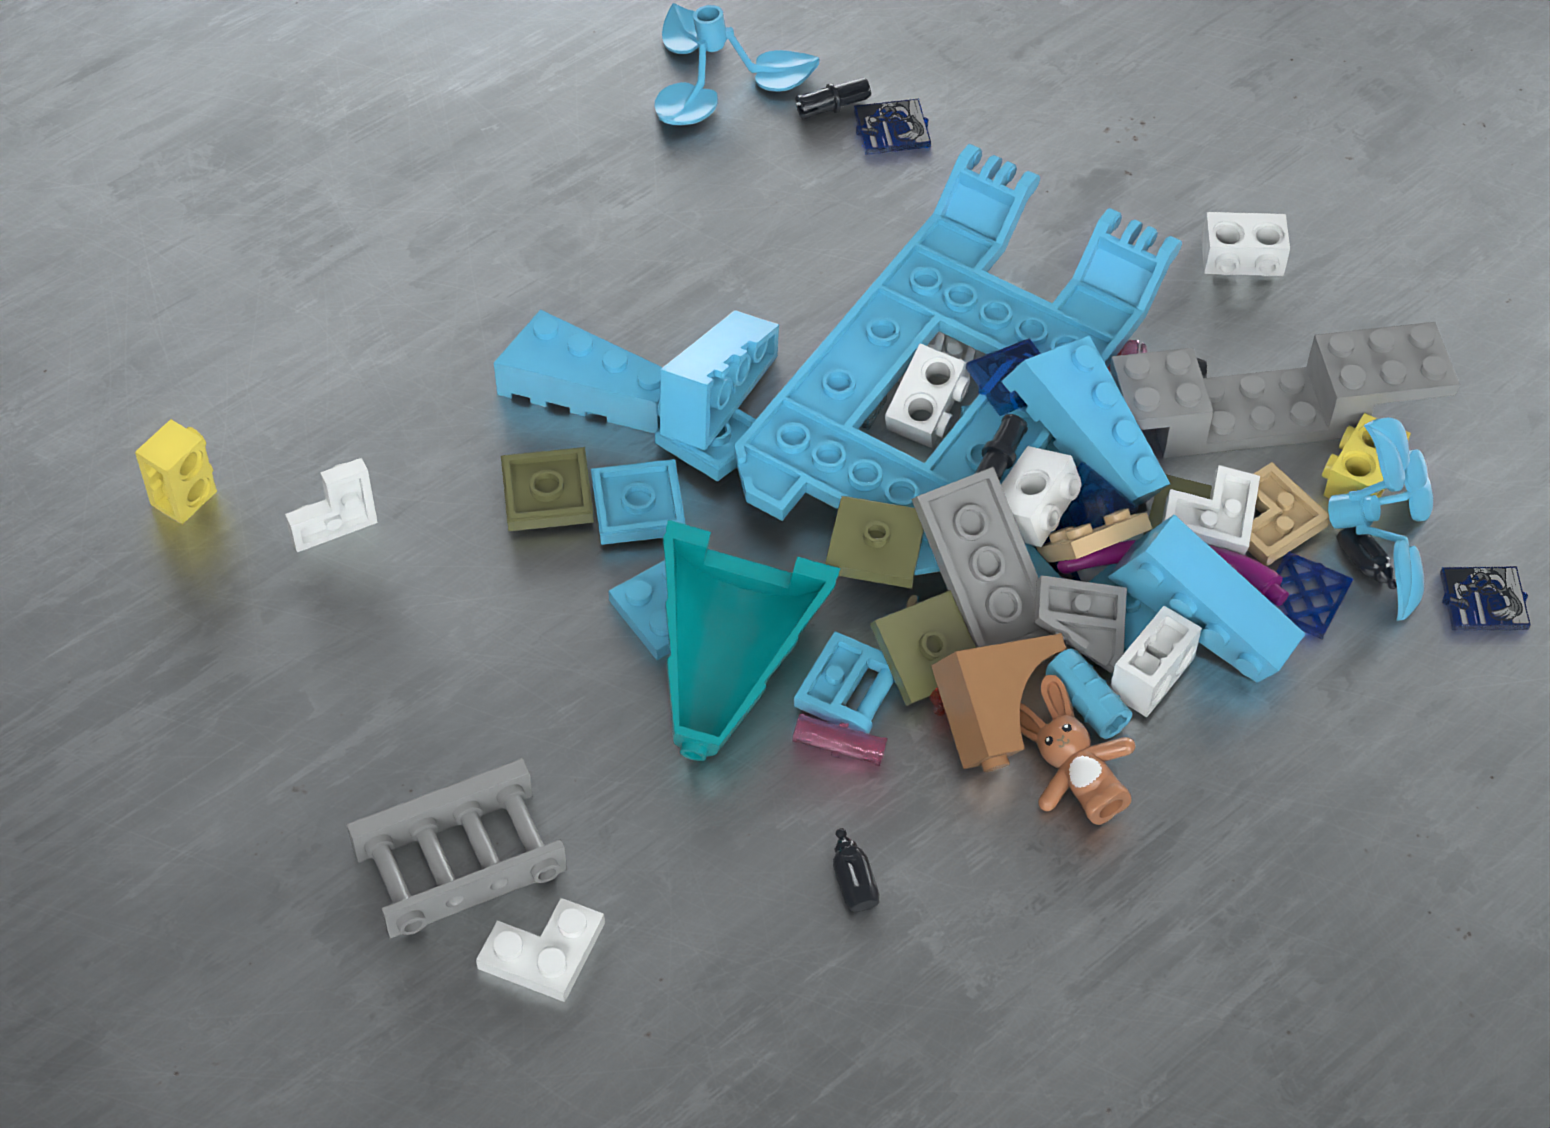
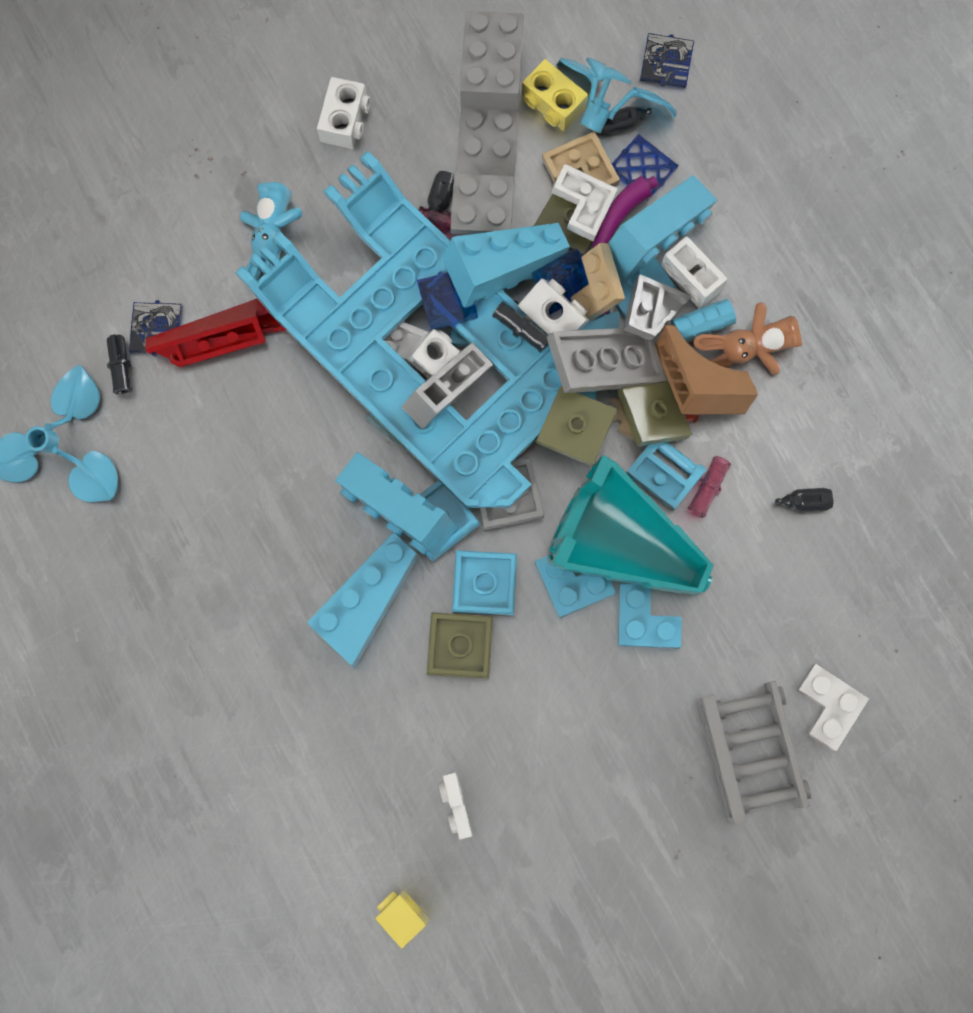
camera: 75 degrees left, 25 degrees up
(614, 692) = (637, 624): none -> medium azure plate
(758, 529) = (525, 509): none -> light grey plate
(890, 384) = (446, 385): none -> light grey slope
(893, 171) = (215, 334): none -> red wedge
(1074, 195) = (270, 217): none -> medium azure animal

